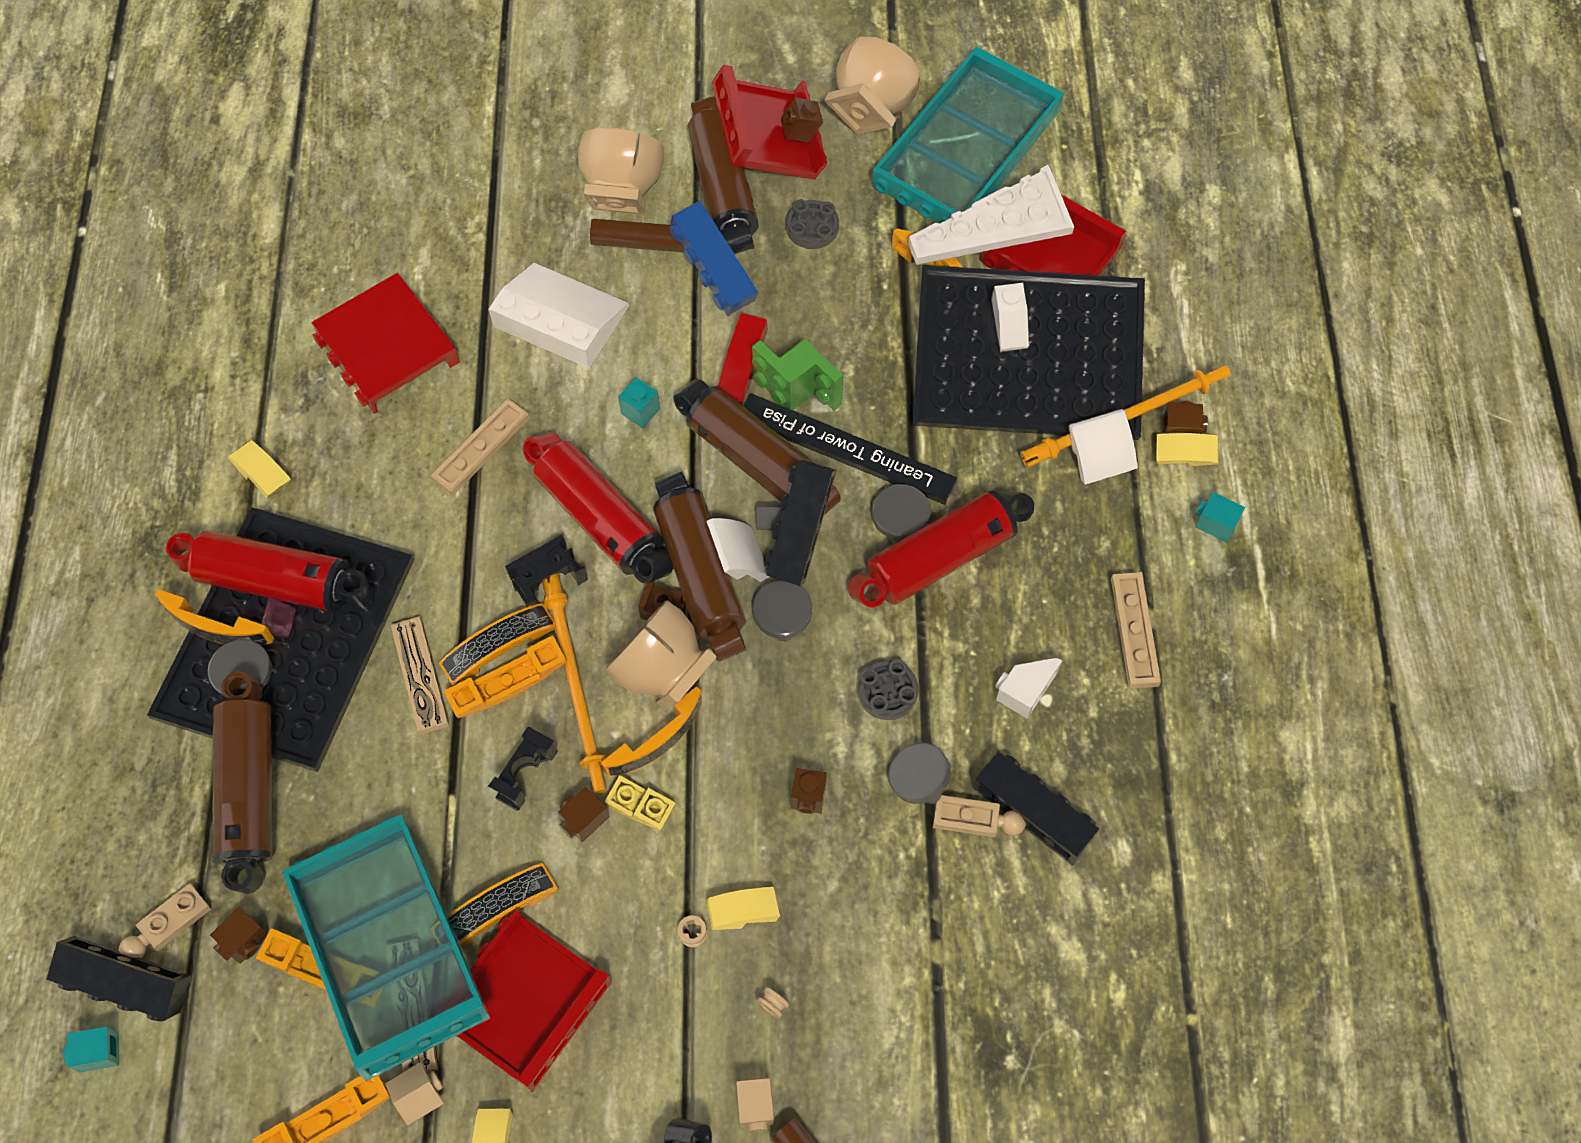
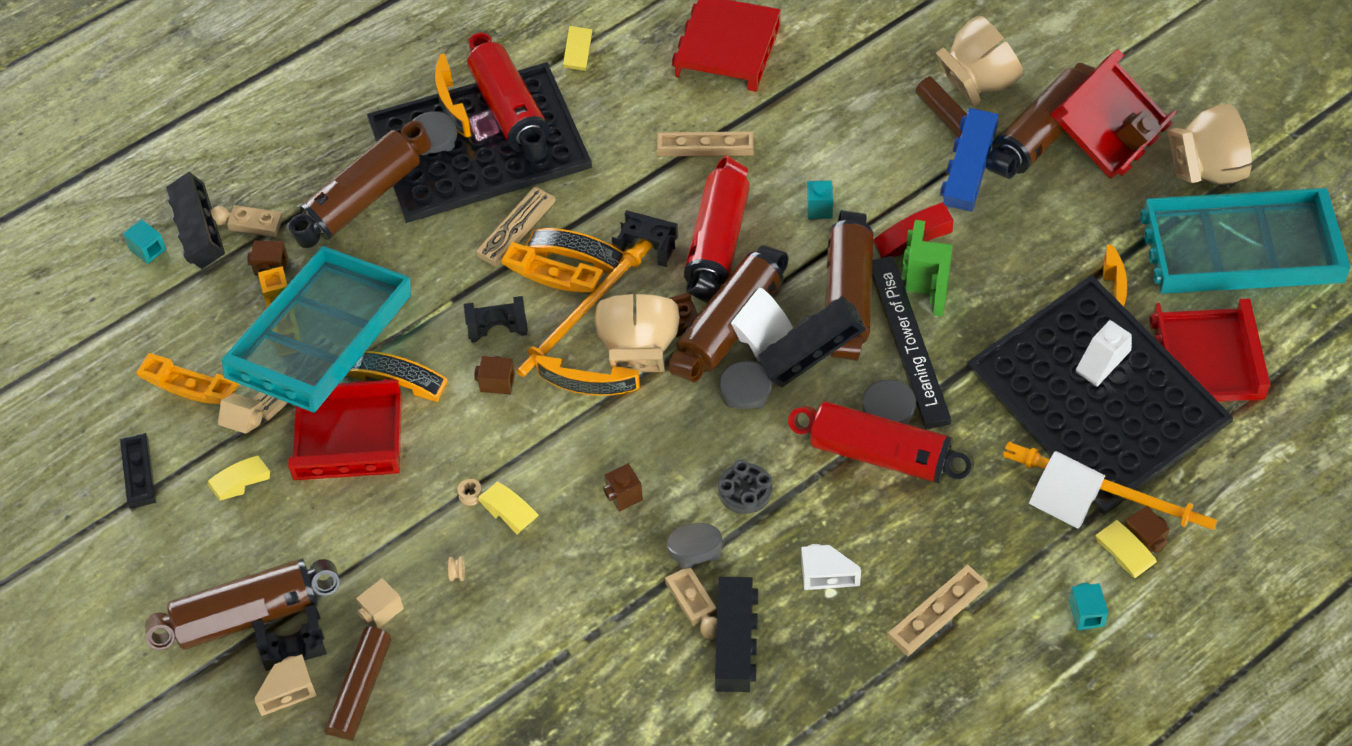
camera: 55 degrees right, 10 degrees down
(557, 314) = (844, 112): white slope -> none
(639, 804) = (532, 401): light yellow slope -> none
(812, 223) = (1069, 200): dark grey tile -> none
(1000, 220) = (1188, 299): white wing -> none

